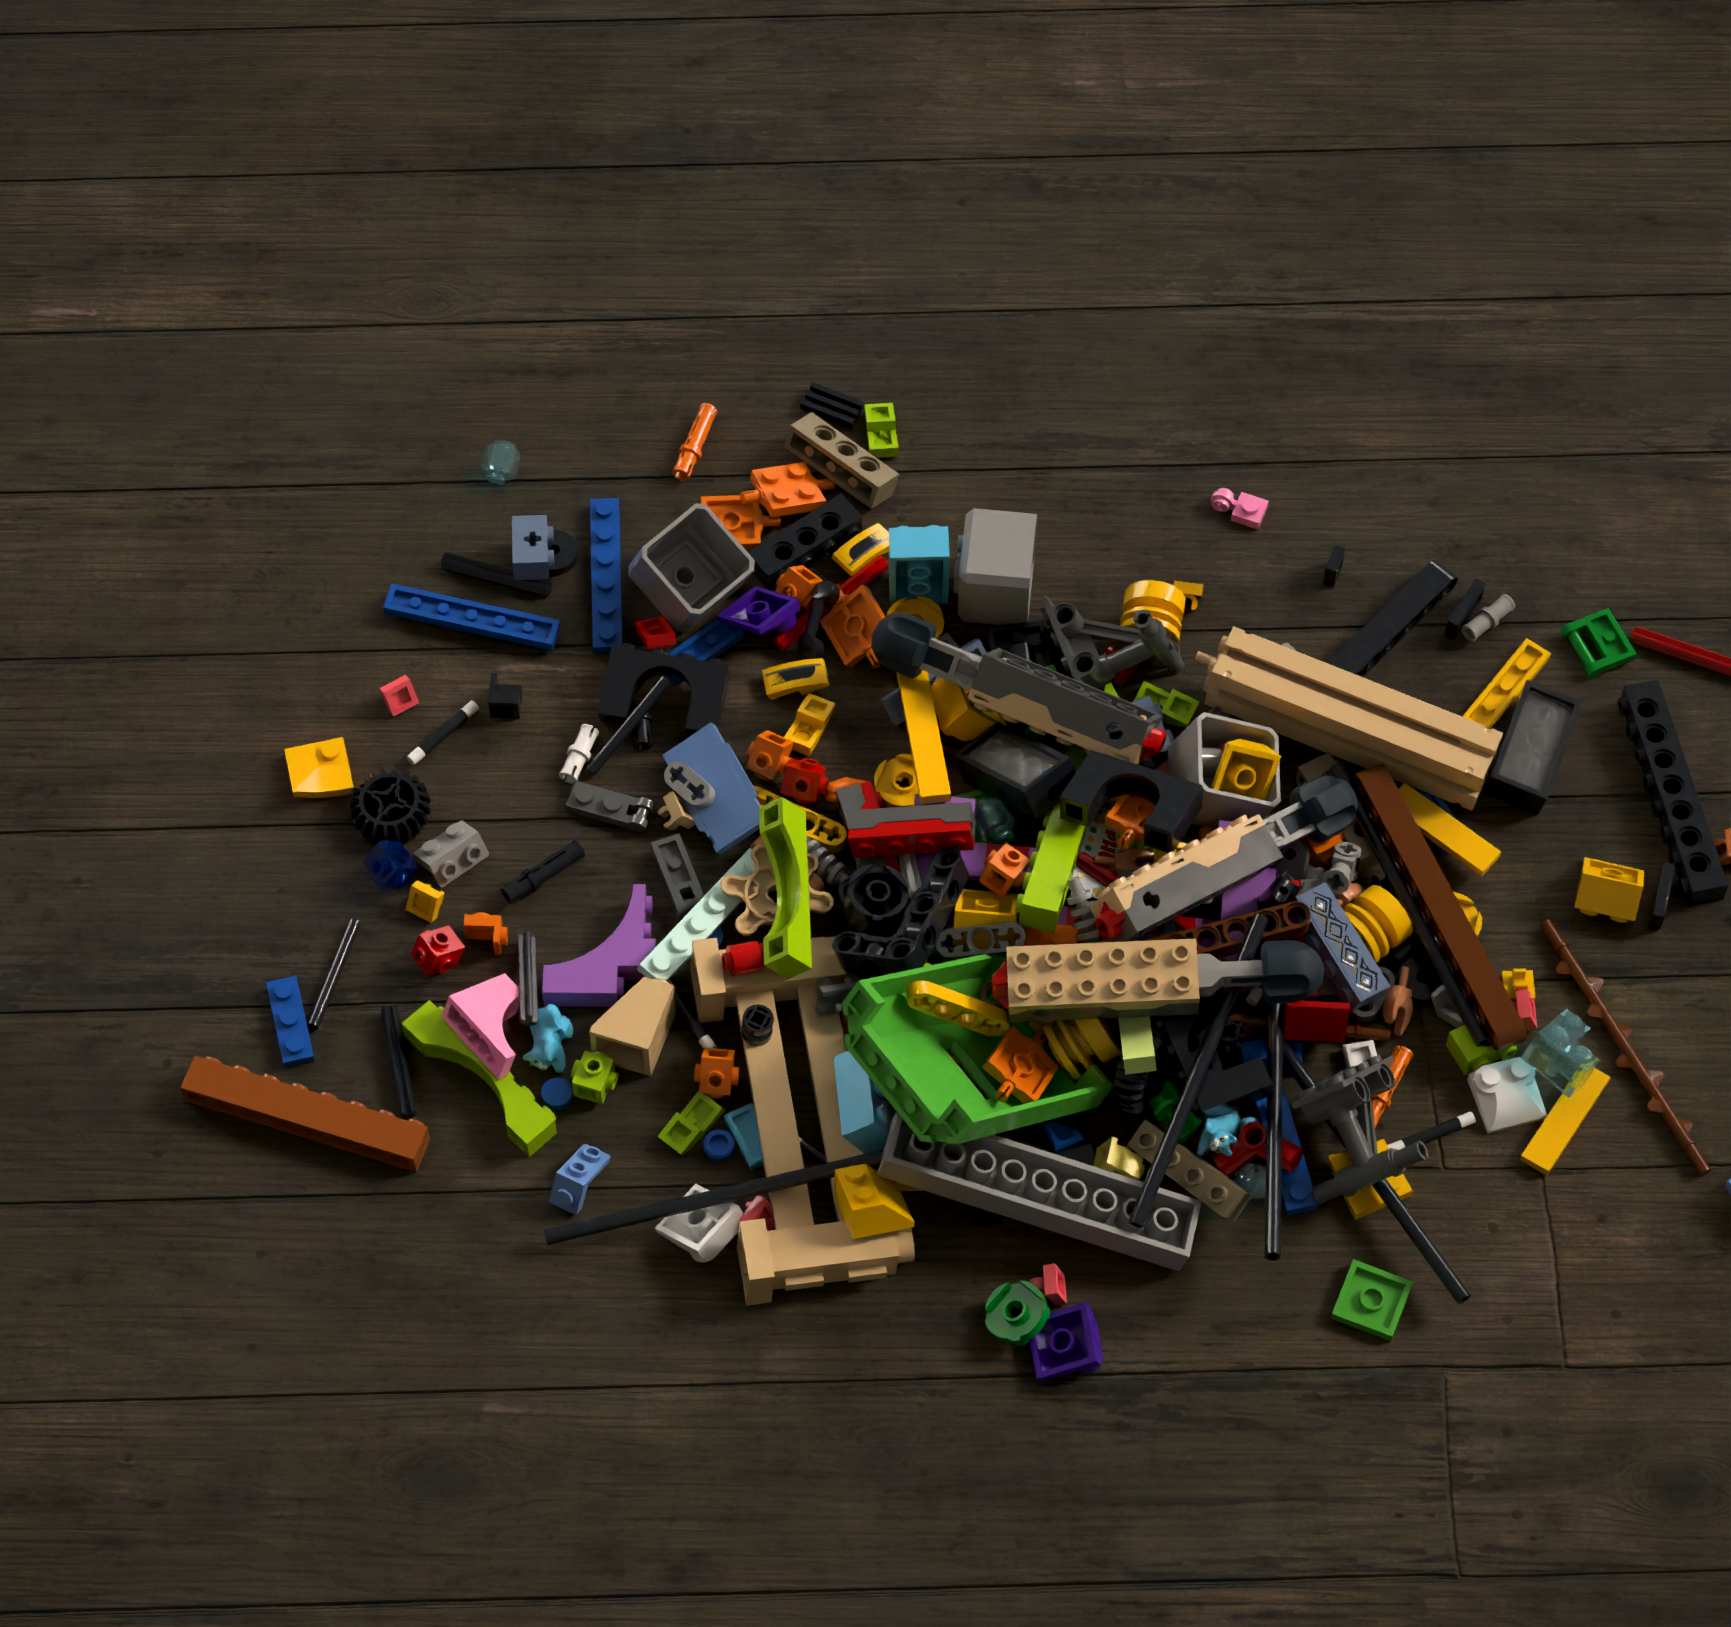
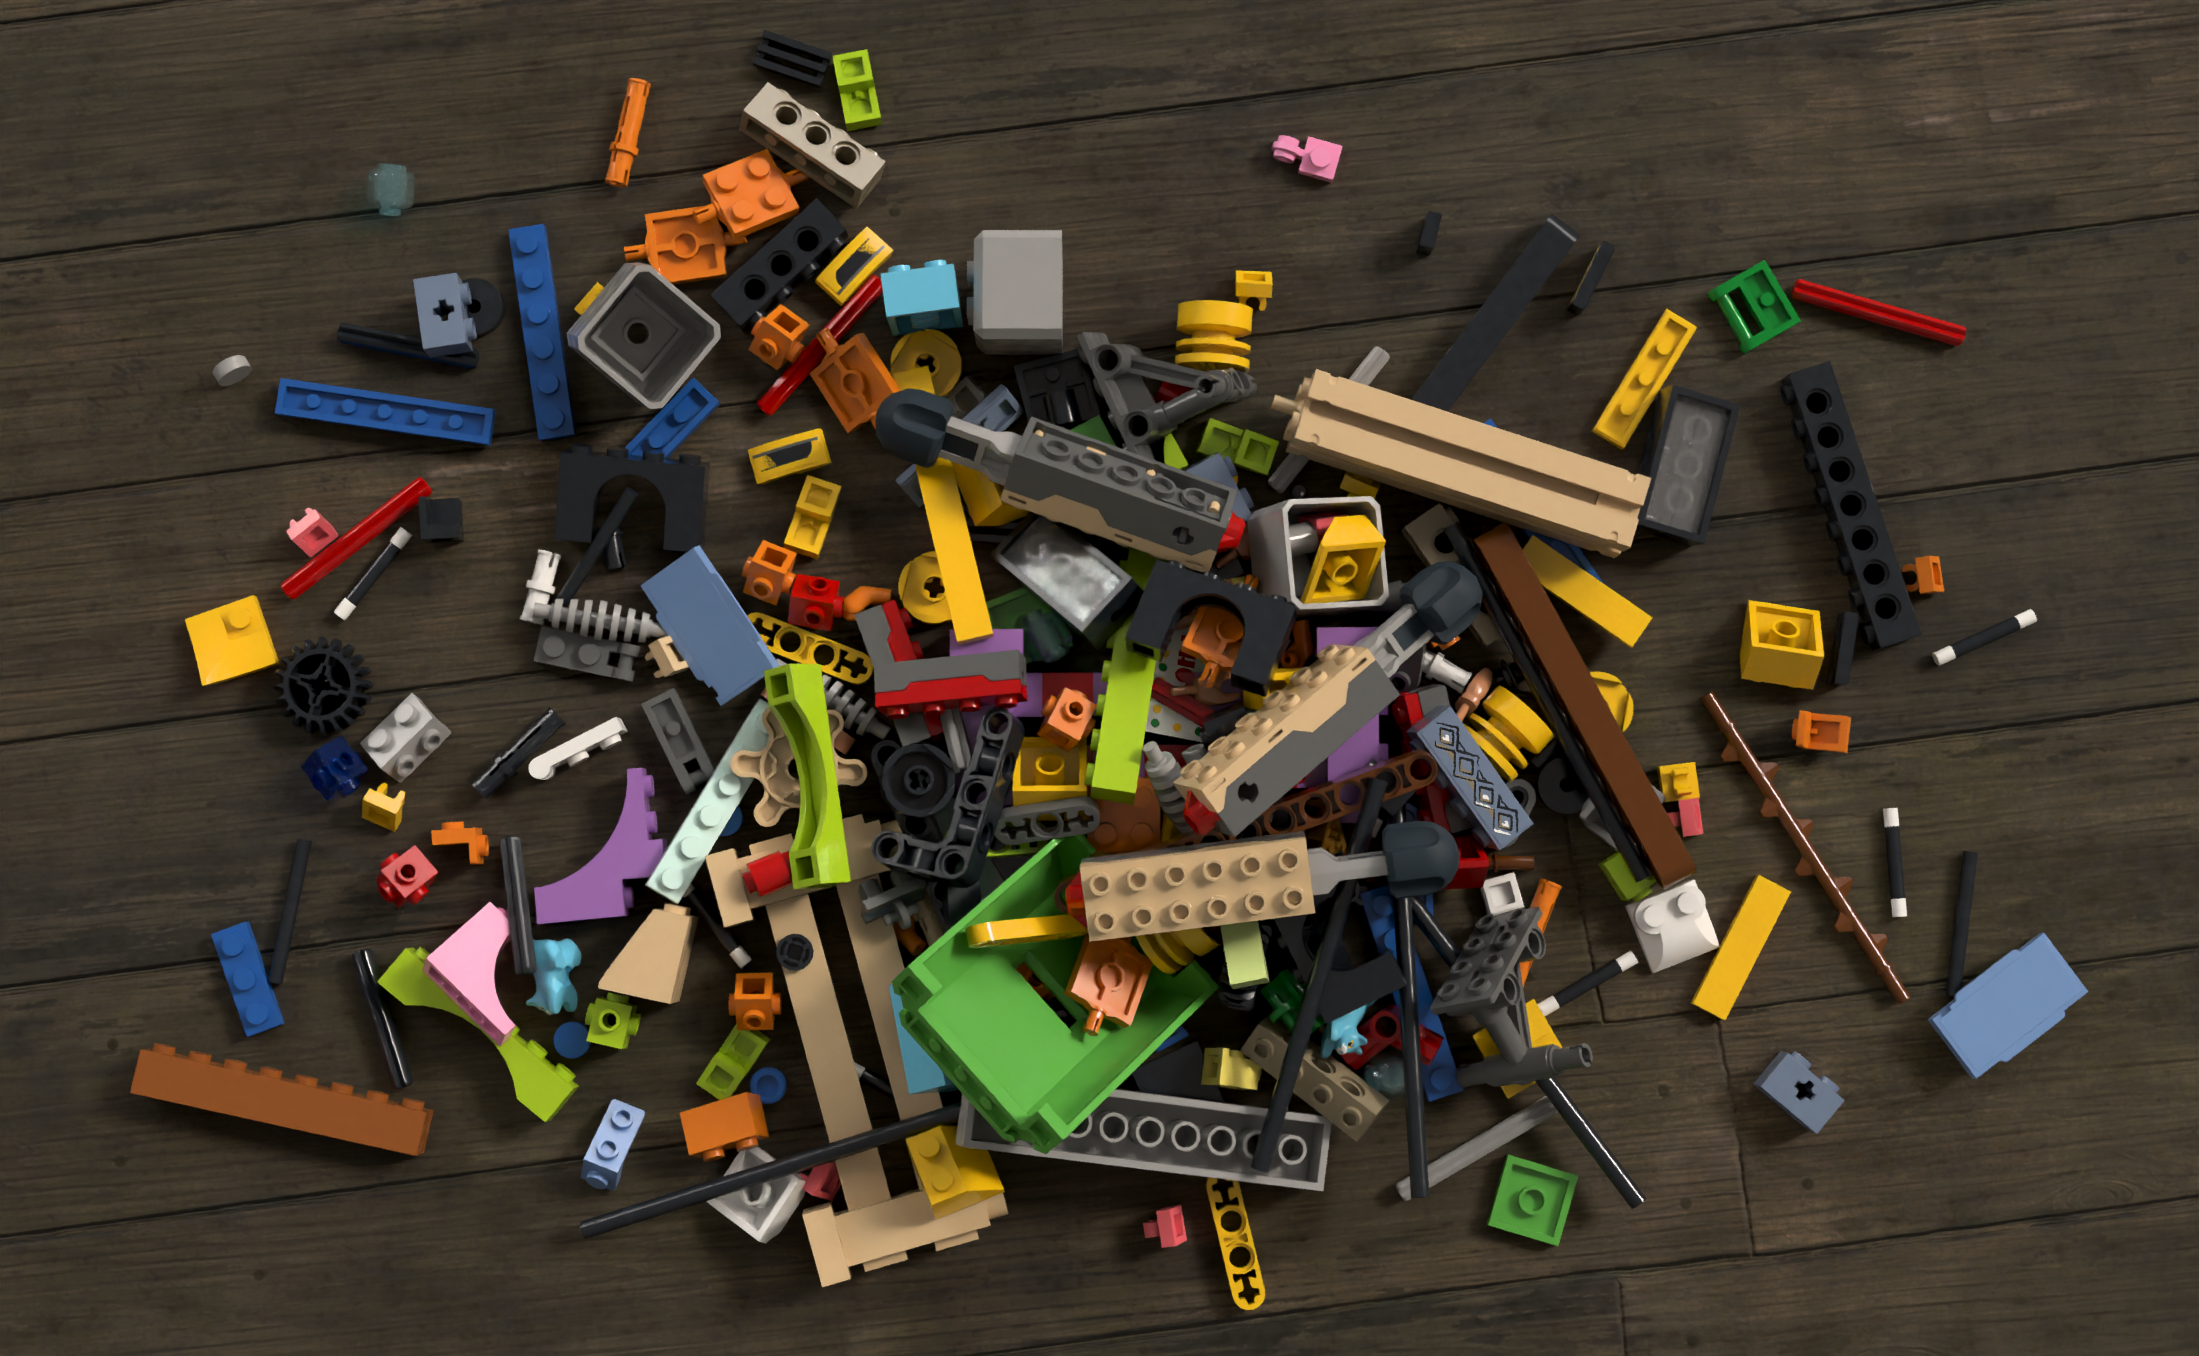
camera: 10 degrees left, 25 degrees up
(353, 576) = (232, 370): none -> light grey tile
(431, 706) = (355, 538): none -> red axle
(592, 871) = (576, 749): none -> white plate
(625, 778) = (600, 620): none -> light grey piece
(656, 633) = (612, 418): red plate -> none
(678, 1163) = (724, 1125): none -> orange brick
(685, 790) = (678, 626): light grey beam -> none
(745, 1133) = (794, 1063): medium azure tile -> none
(761, 612) = (735, 380): dark purple slope -> none
(824, 594) = (809, 345): black bar -> none
(1027, 1324) = (1151, 1268): green plate -> none
(1067, 1343) = (1189, 1297): dark purple slope -> none
(1106, 1305) = (1231, 1239): none -> yellow beam
(1279, 892) = (1397, 728): black piece -> none
(1326, 1253) = (1483, 1144): none -> light grey axle
(1342, 867) = (1466, 664): light grey connector -> none
(1398, 1004) = (1543, 833): nougat hand -> none
(1488, 617) = (1619, 285): light grey pin -> none
(1560, 1056) = (1732, 883): clear light blue brick -> none
(1594, 1228) = (1778, 1084): none -> sand blue brick
(1641, 957) = (1821, 732): none -> orange bracket
(1701, 1065) = (1895, 864): none -> black bar

